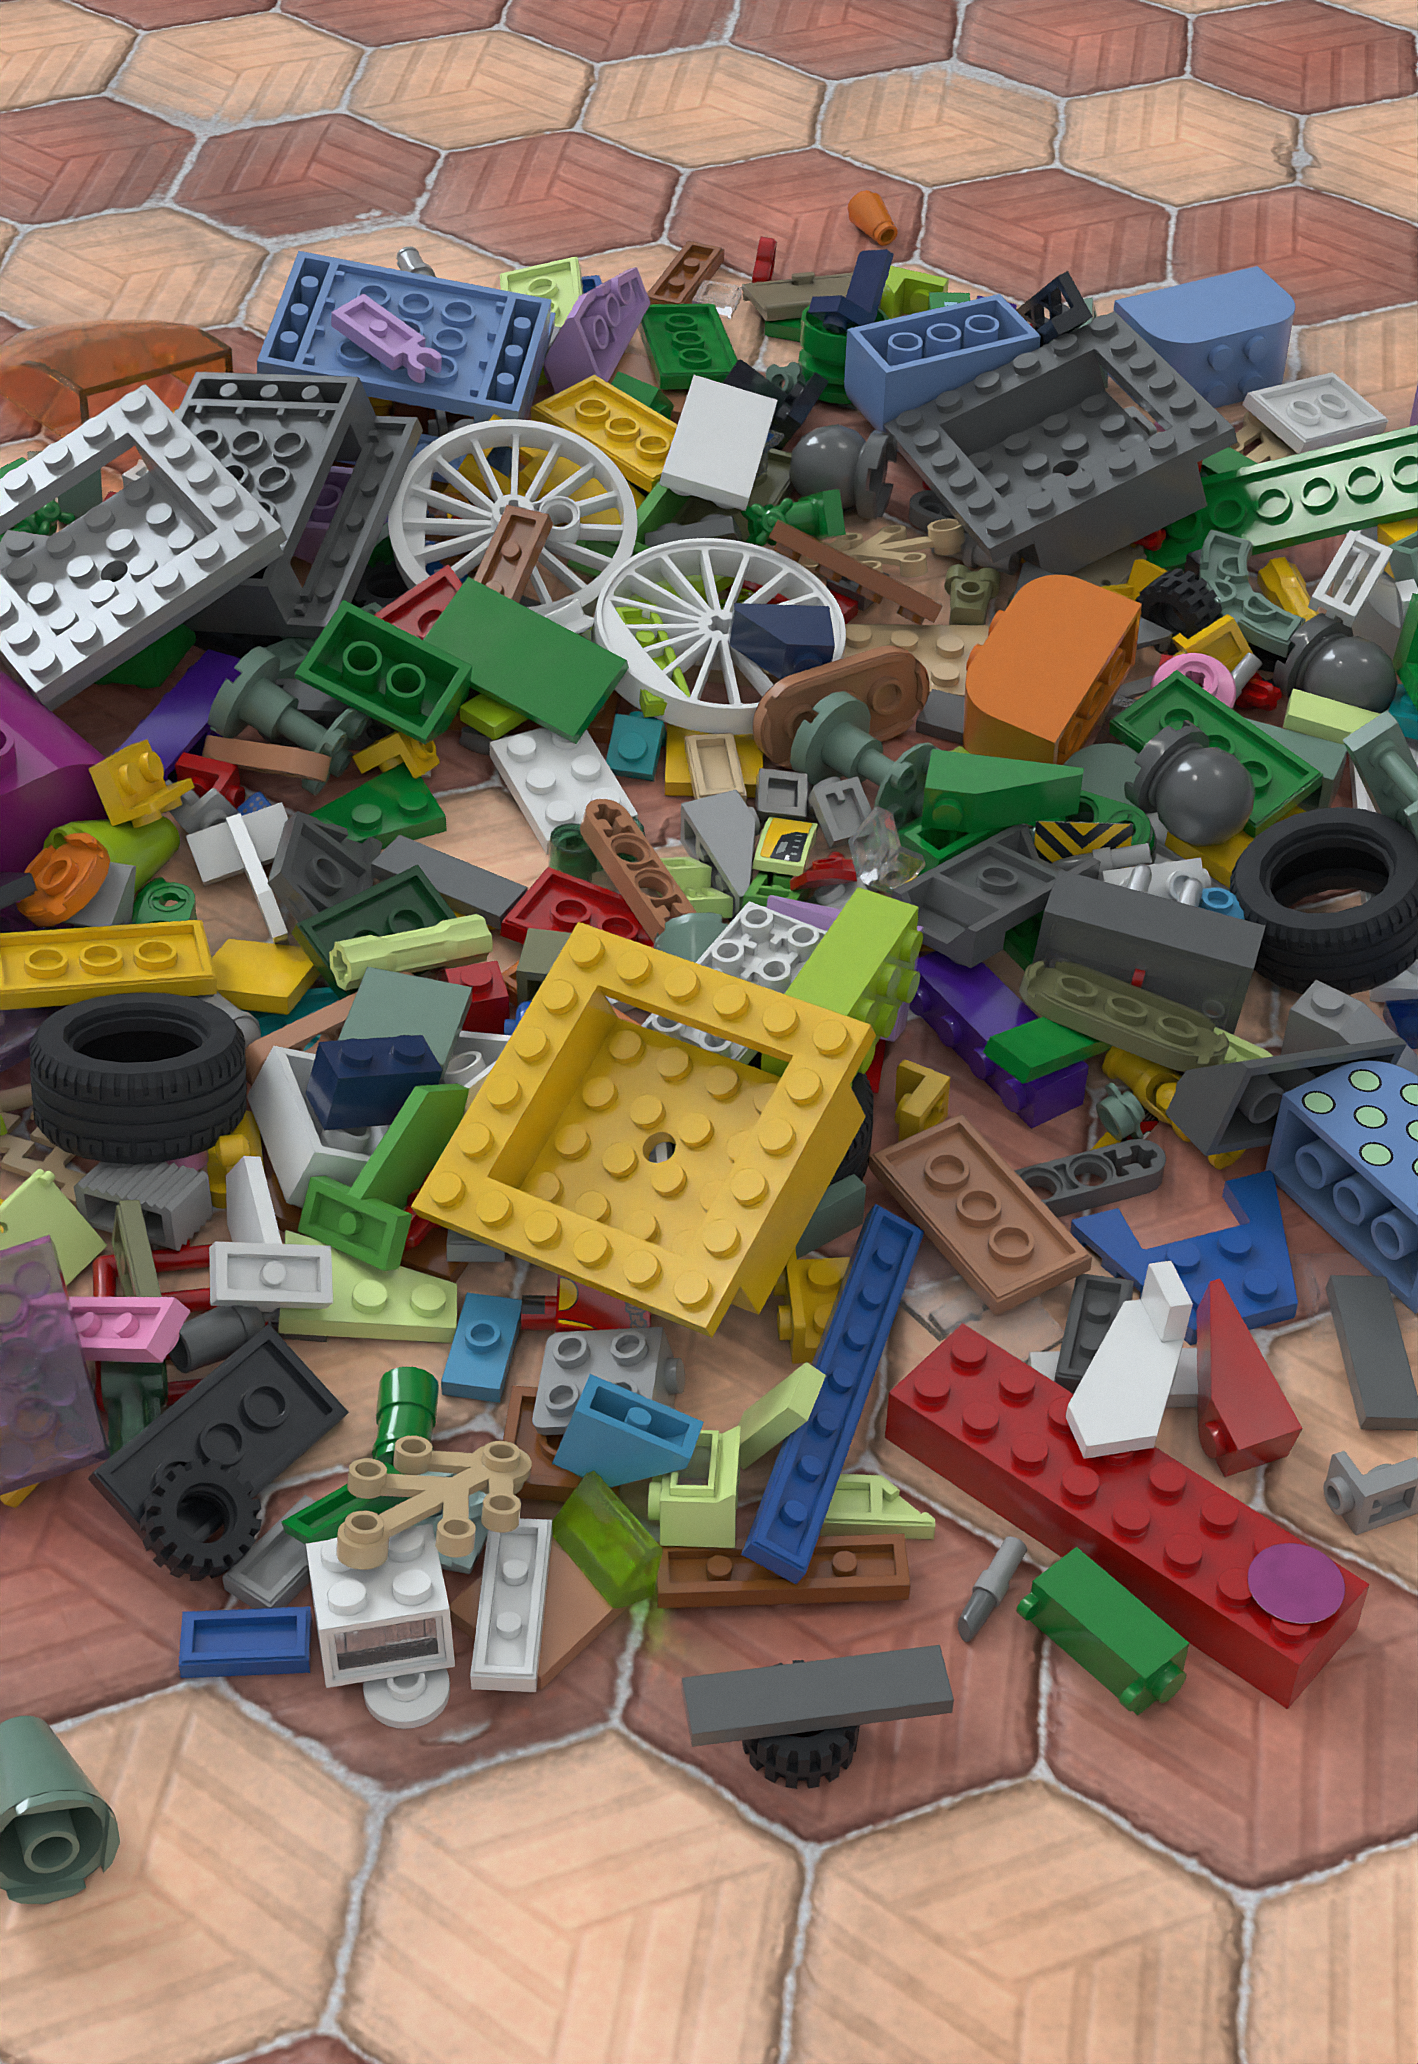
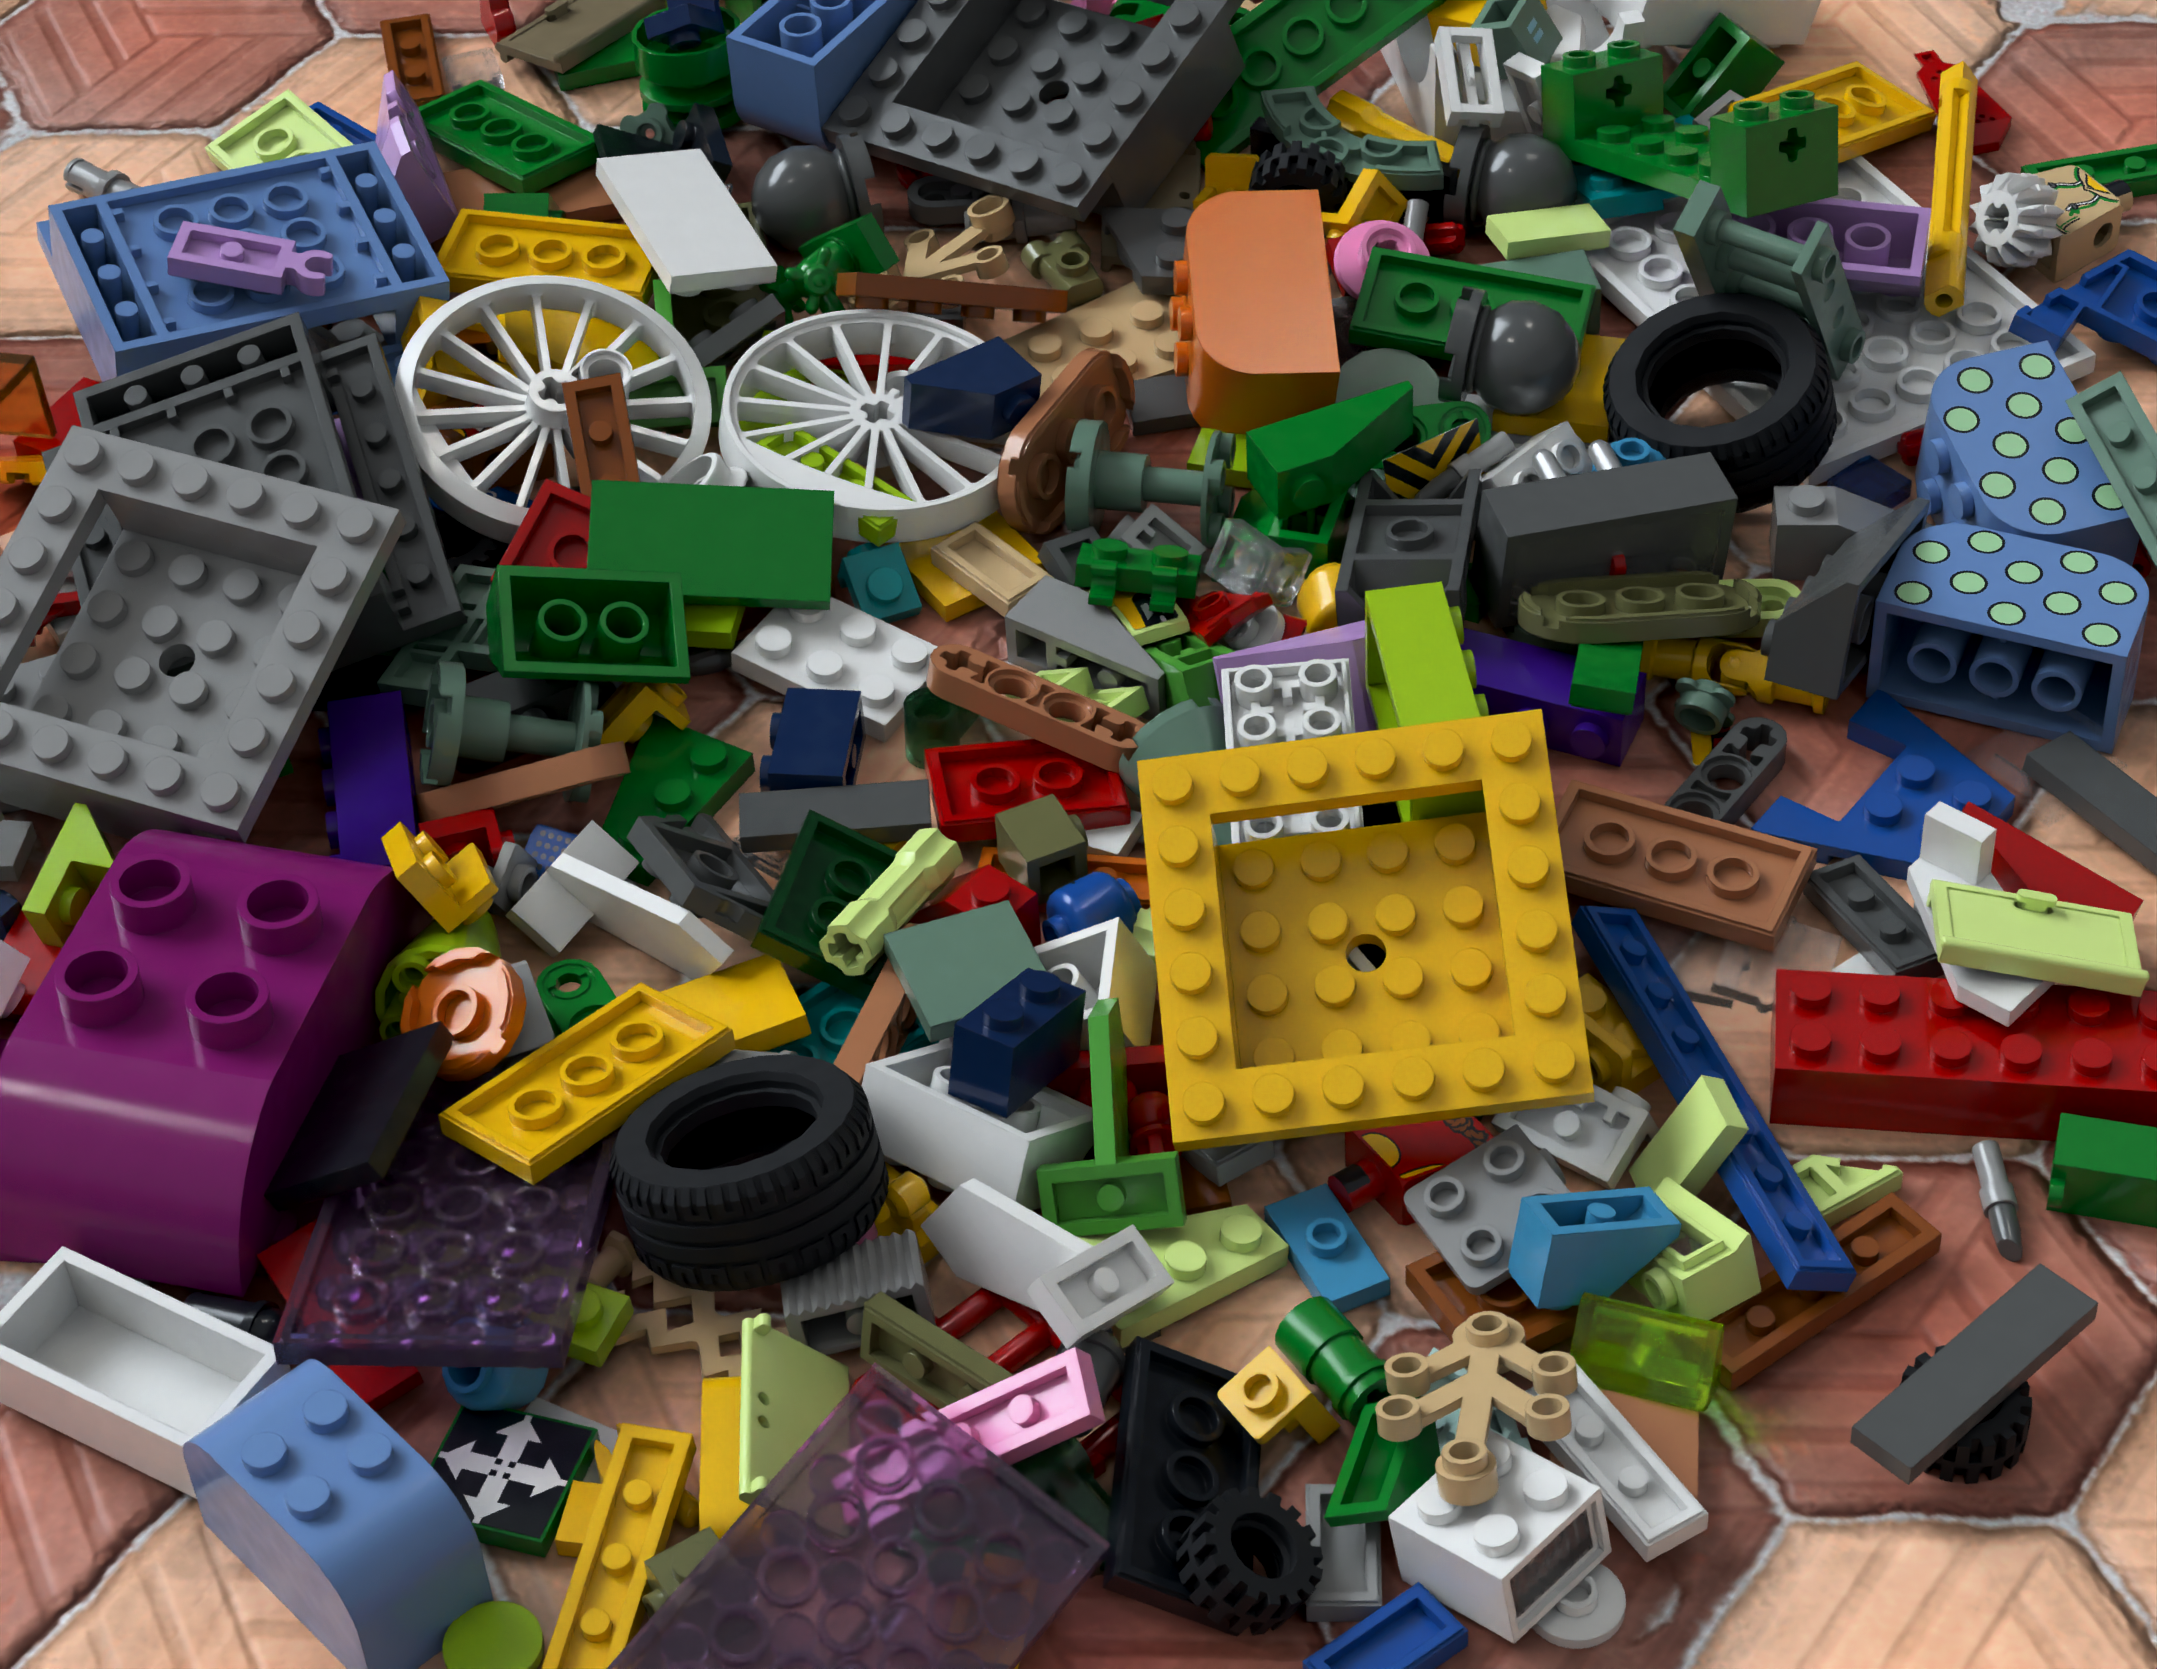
camera: 30 degrees left, 0 degrees up
(334, 1417) = (1271, 1398): none -> yellow bracket
(487, 829) = (815, 740): none -> dark blue brick
(737, 1361) = (1589, 1137): none -> white bracket
(805, 819) = (1113, 567): none -> green plate
(1133, 1386) = (2036, 937): none -> yellowish green door

